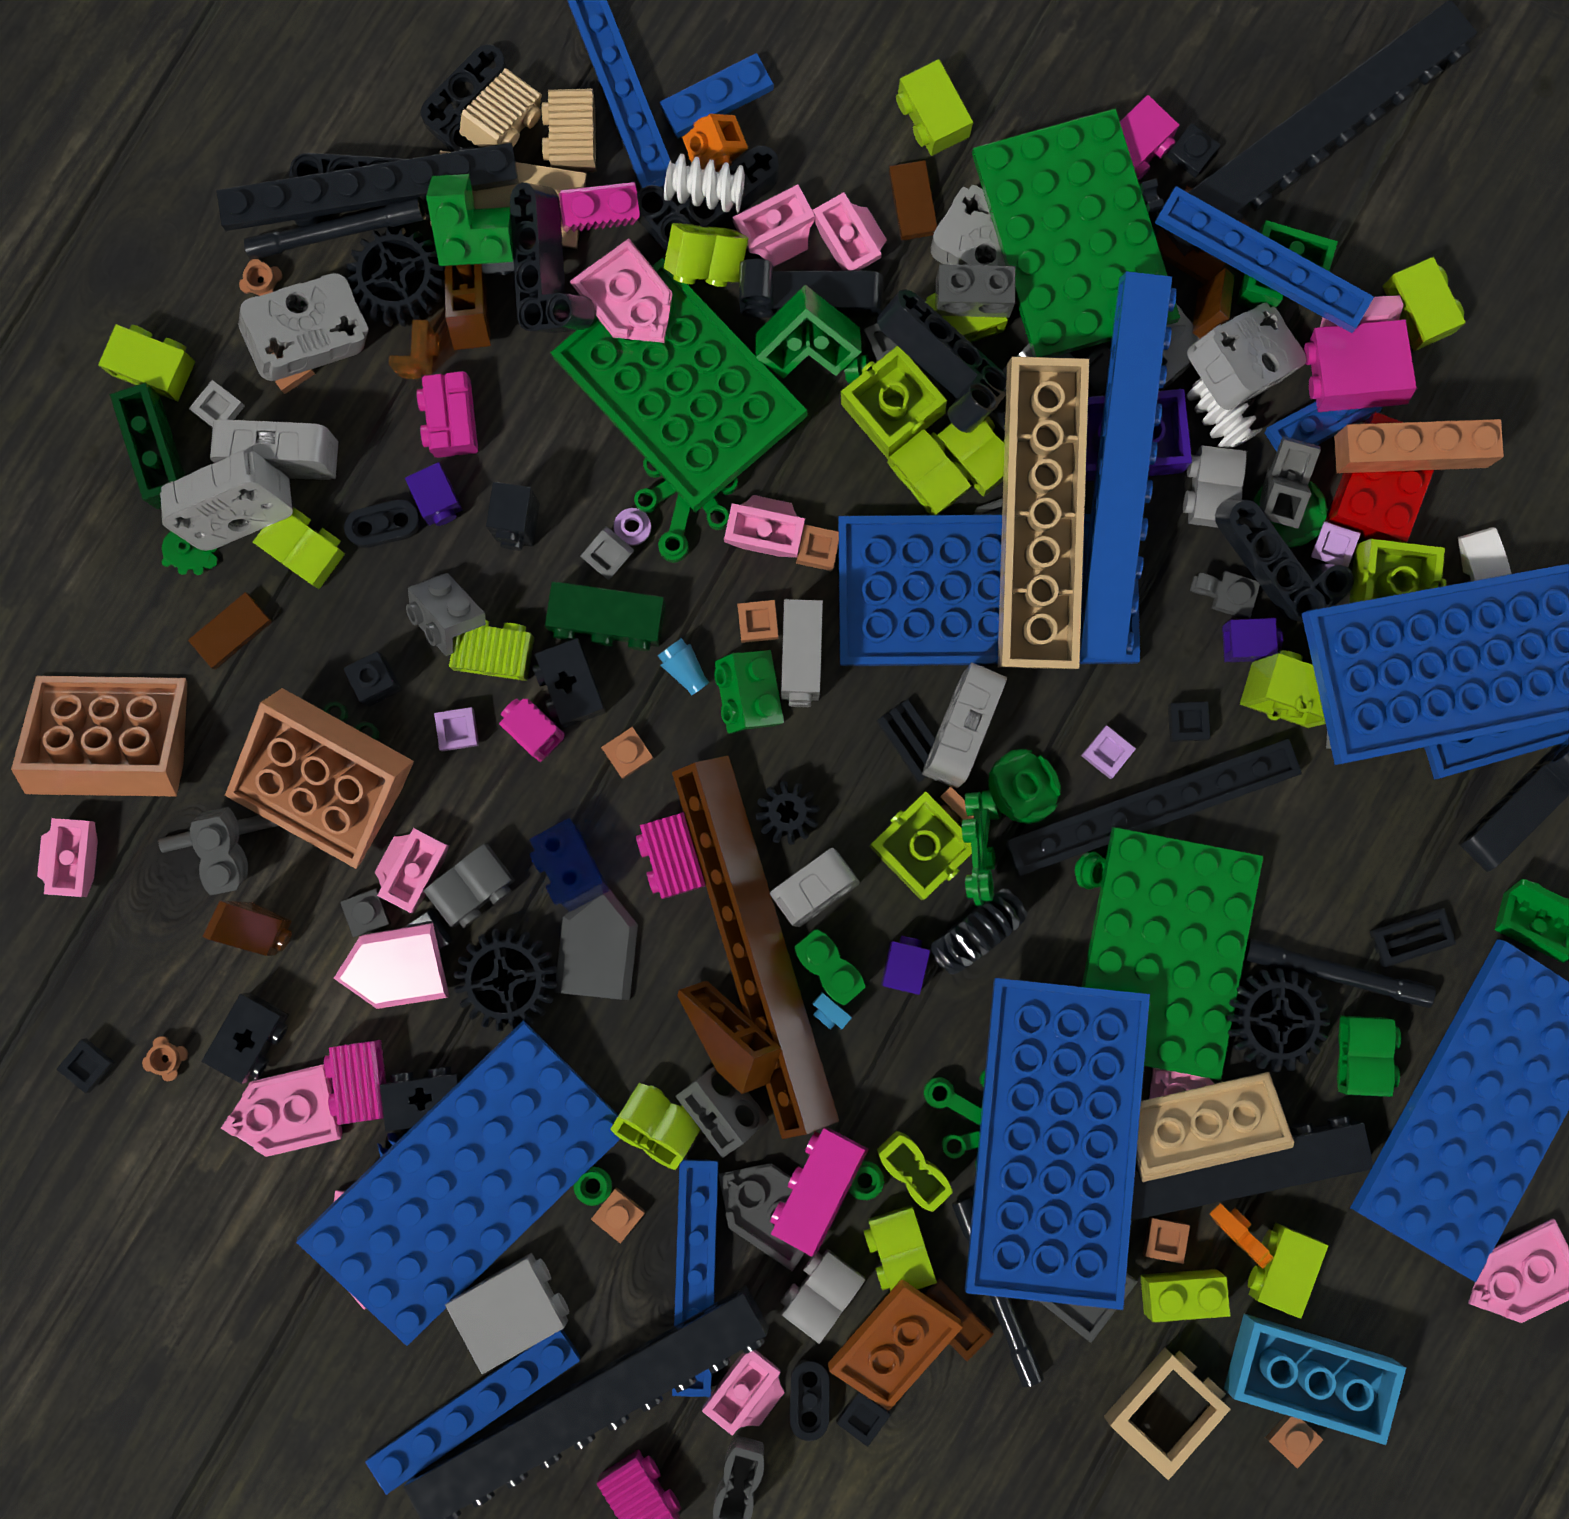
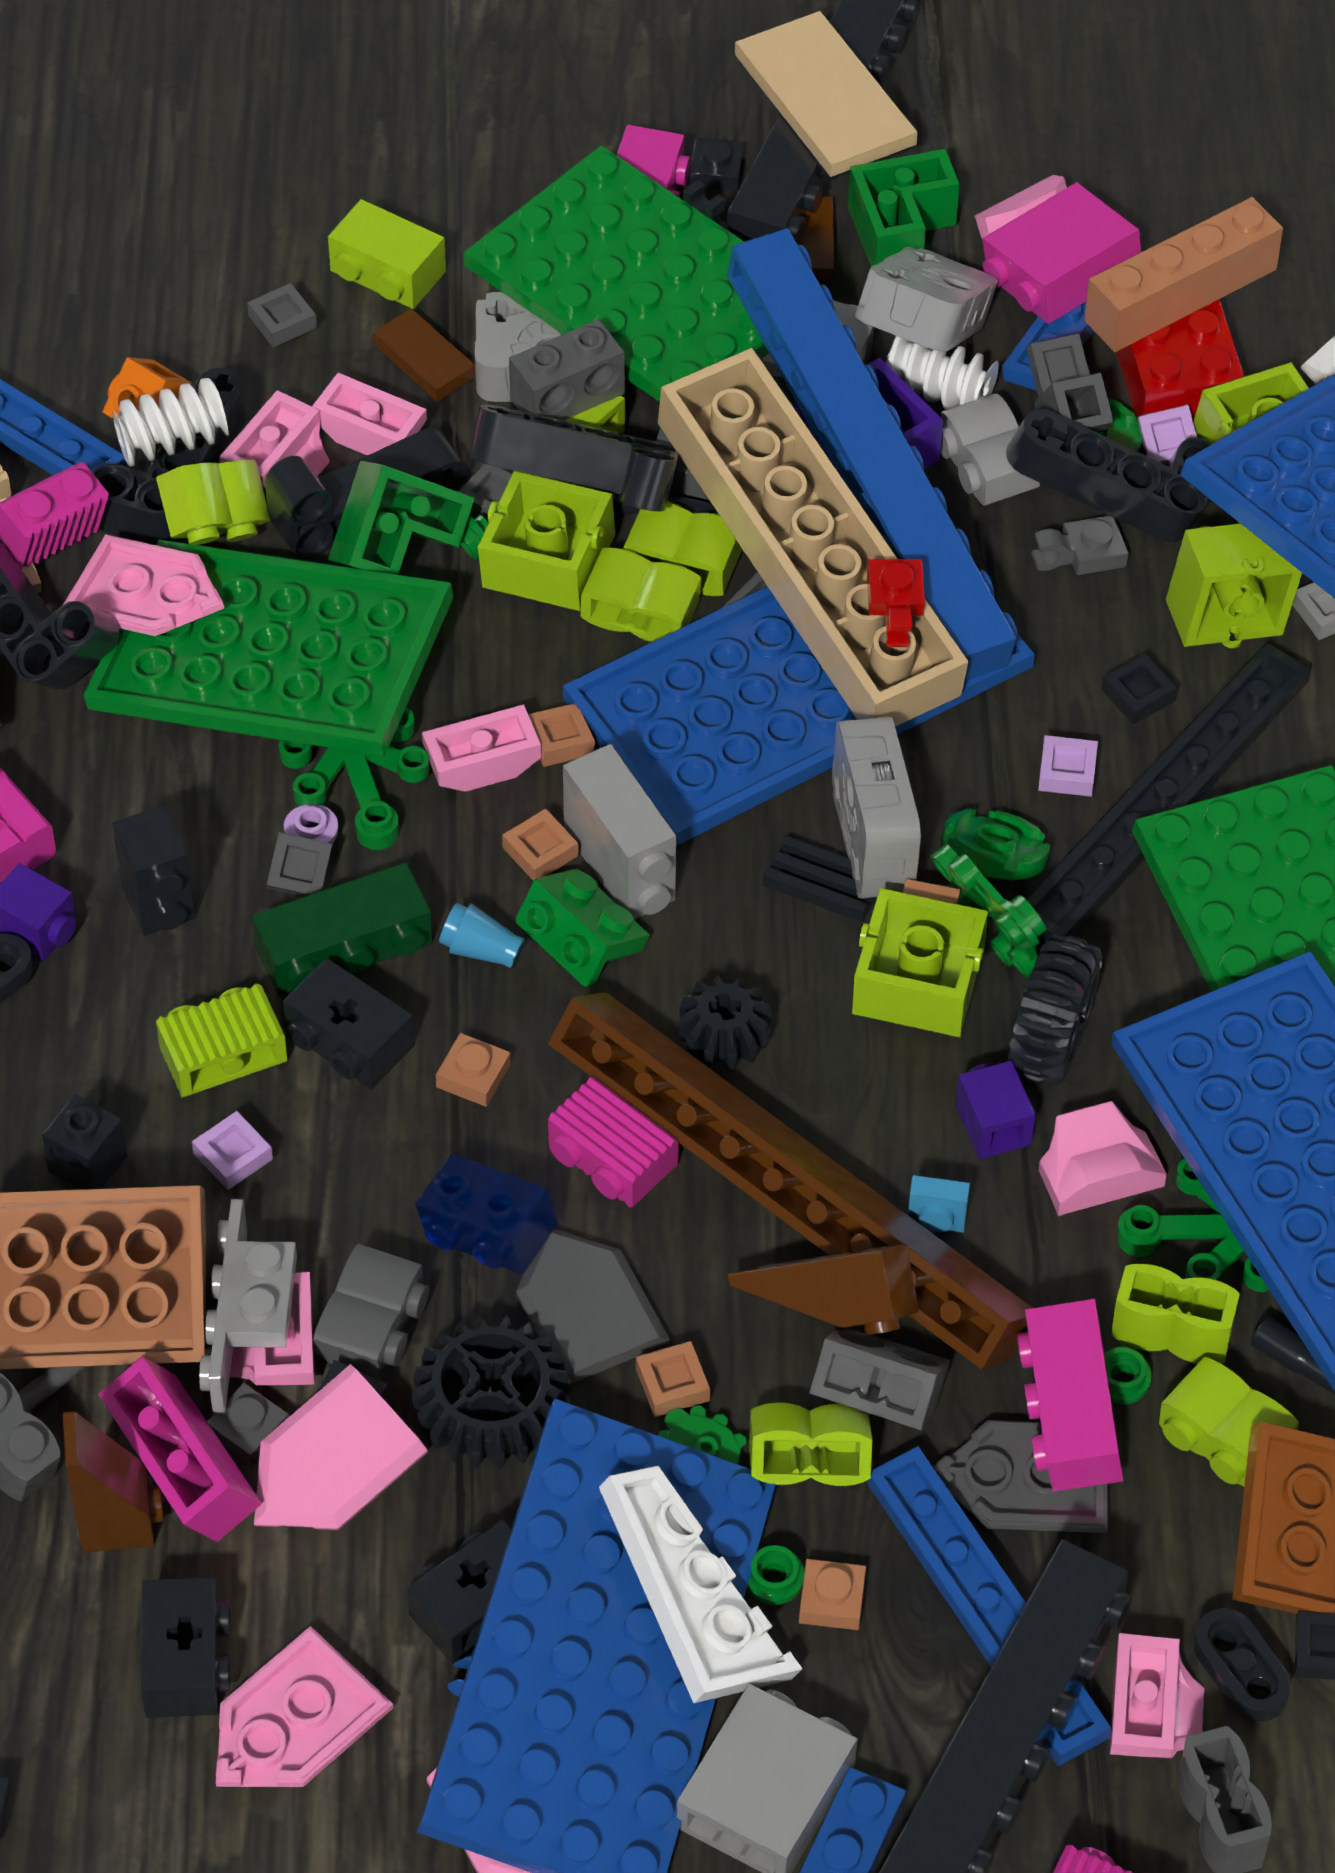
camera: 30 degrees left, 30 degrees down
(154, 1063) = (78, 1726): nougat plate -> none
(309, 917) = (179, 1449): none -> dark pink brick
(356, 1079) = (371, 1617): dark pink brick -> none
(401, 847) = (252, 1298): none -> light grey bracket
(443, 611) = (129, 1023): dark grey bracket -> none
(527, 1199) = (702, 1615): none -> white wing
(531, 728) = (334, 1081): dark pink brick -> none
(606, 1076) = (703, 1433): none -> green piece
(612, 1030) = (672, 1378): none -> nougat plate
(717, 94) = (135, 334): blue plate -> none
(814, 888) = (820, 1052): light grey axle -> none
(821, 1295) = (1166, 1529): light grey brick -> none
(836, 975) = (889, 1150): green brick -> none
(841, 118) = (282, 315): none -> dark grey plate
(945, 1034) = (1098, 1159): none -> bright pink slope
(1063, 598) = (896, 593): none -> red plate
(1090, 870) = (1141, 894): green plate -> none
(1213, 303) = (848, 272): reddish brown tile -> none
(1251, 639) = (1141, 572): dark purple brick -> none
(1264, 260) = (876, 194): blue plate -> none
(1289, 148) = (825, 93): none -> tan tile
(1427, 301) = (1095, 165): lime brick -> none

